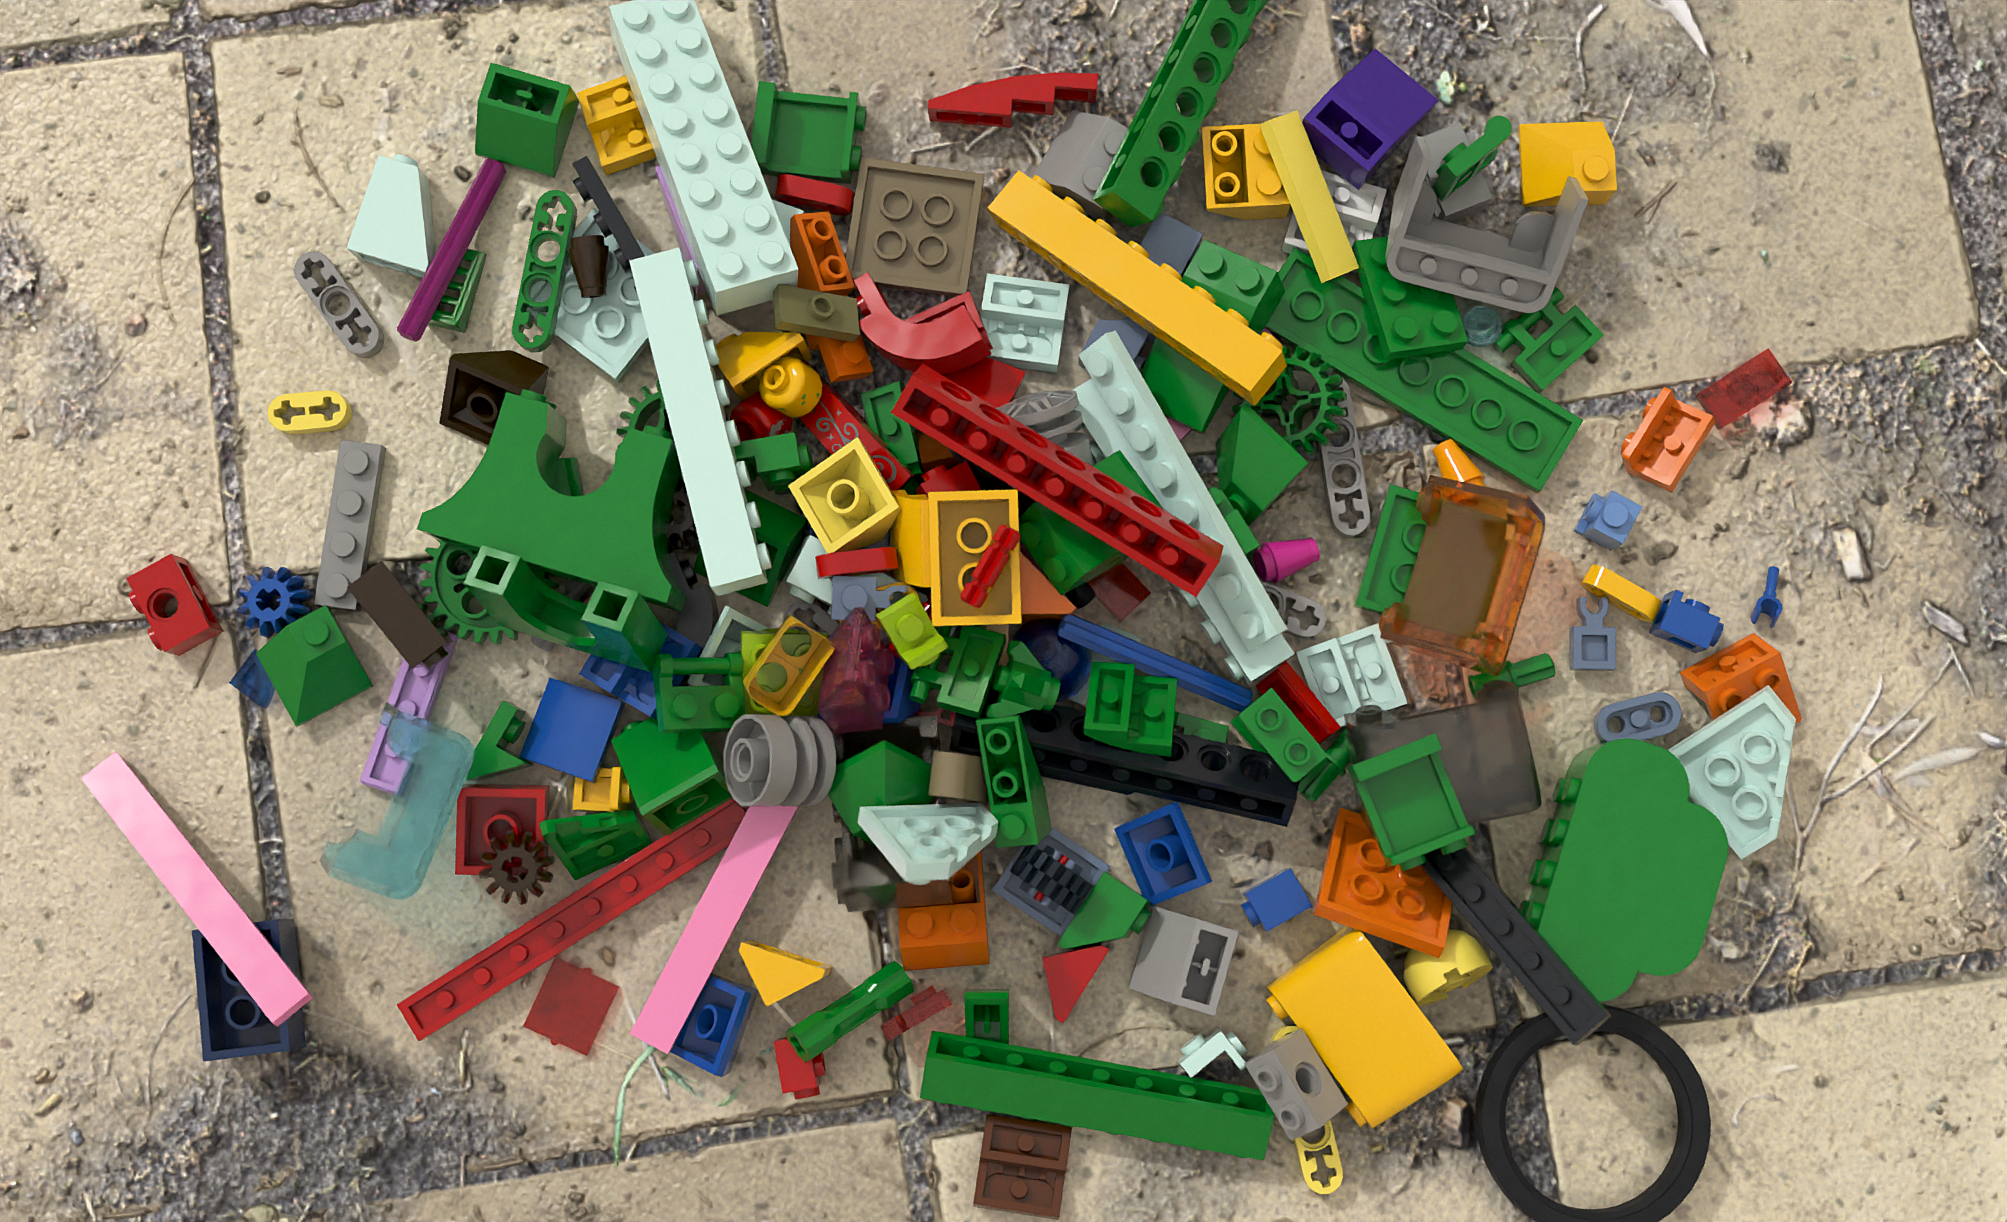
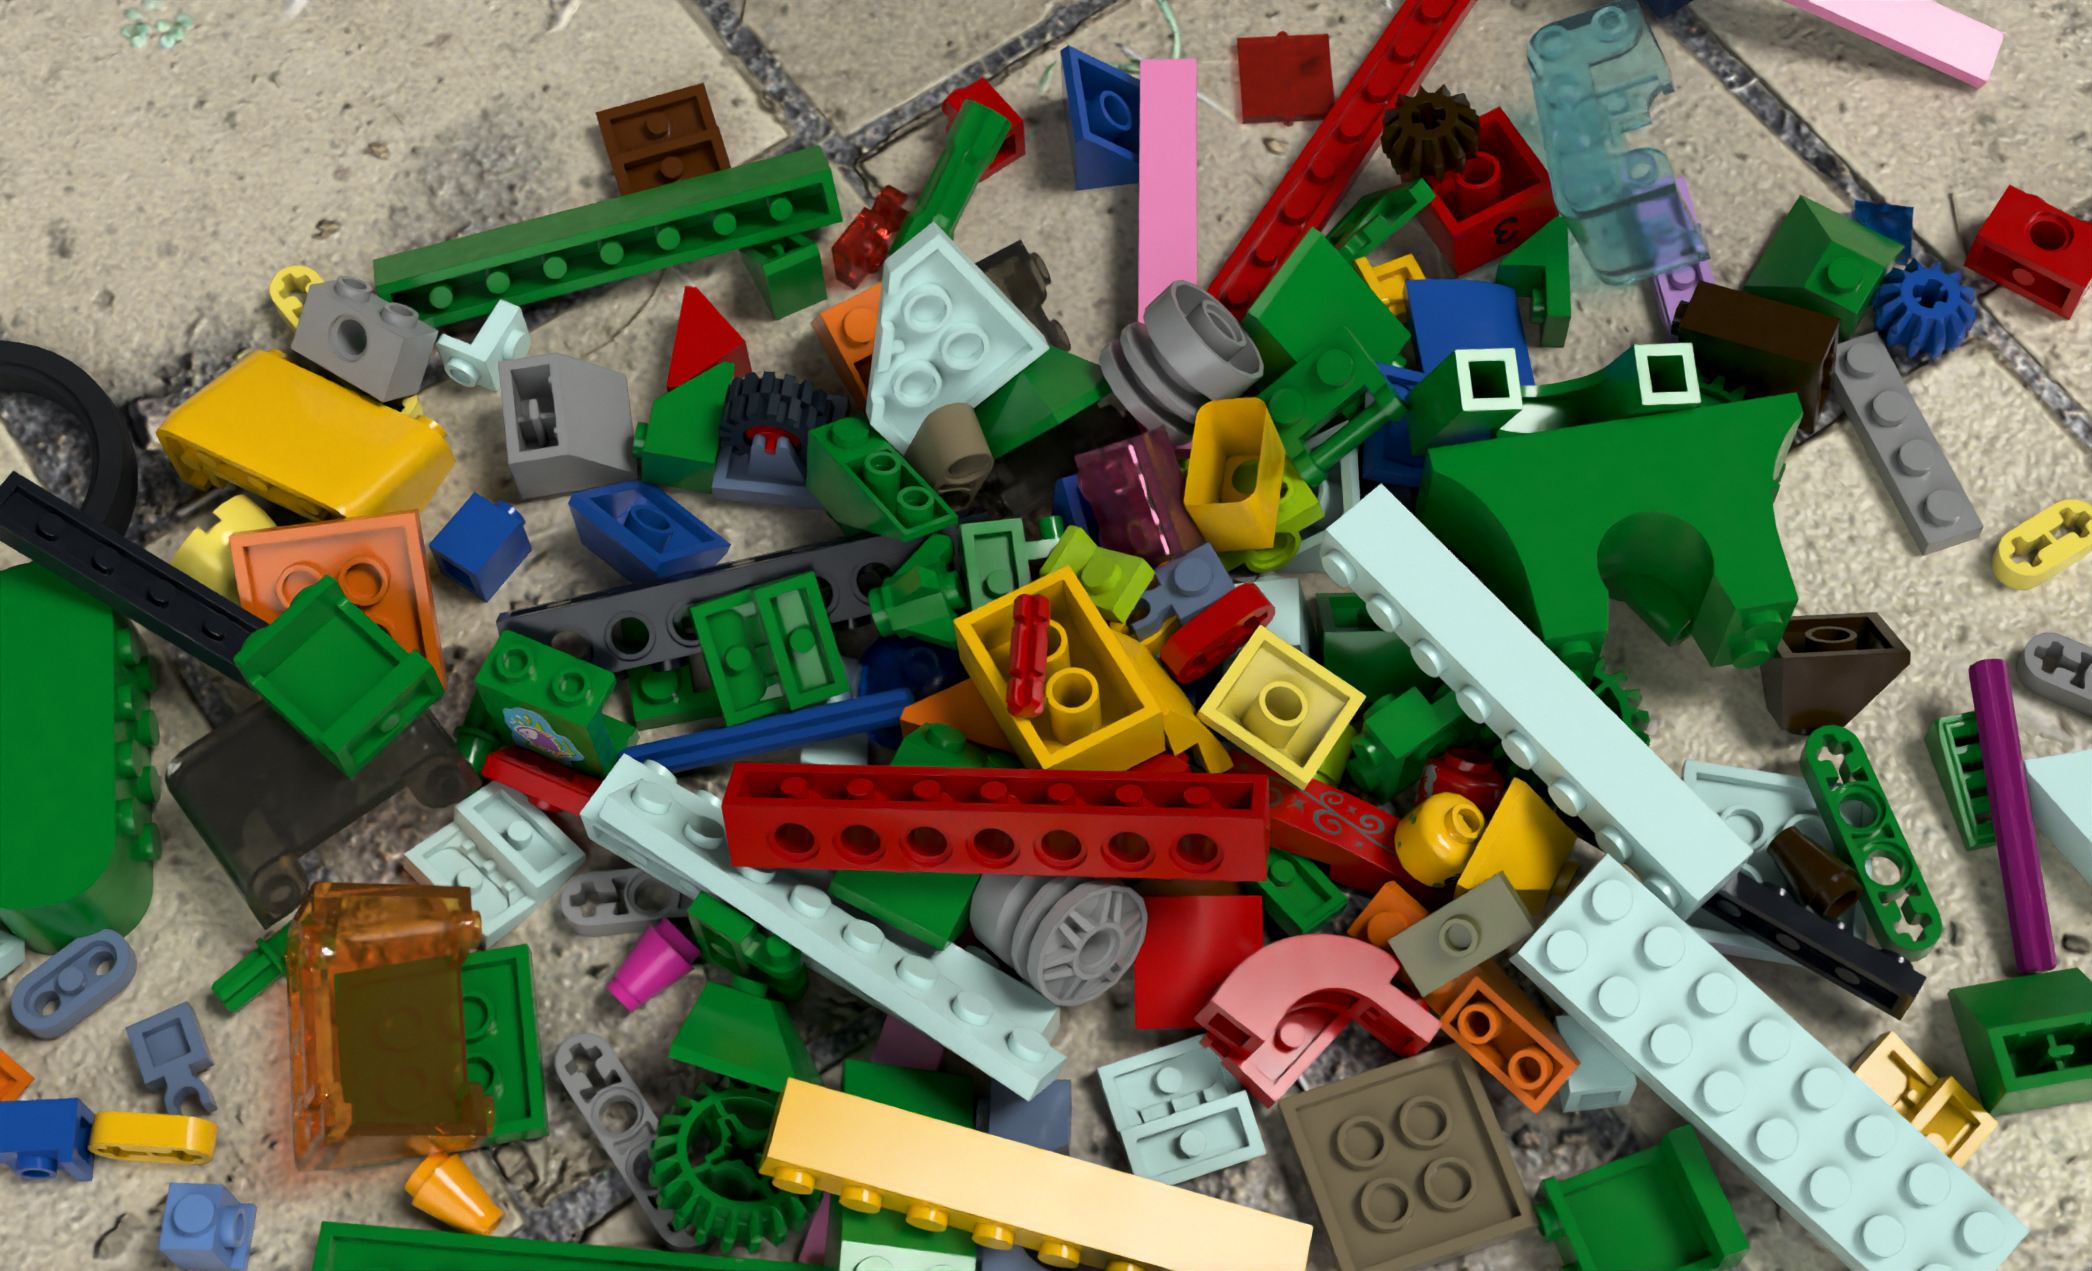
camera: 150 degrees right, 20 degrees down
(779, 971) = (1056, 192): yellow slope -> none
(814, 195) = (1573, 1140): red beam -> none

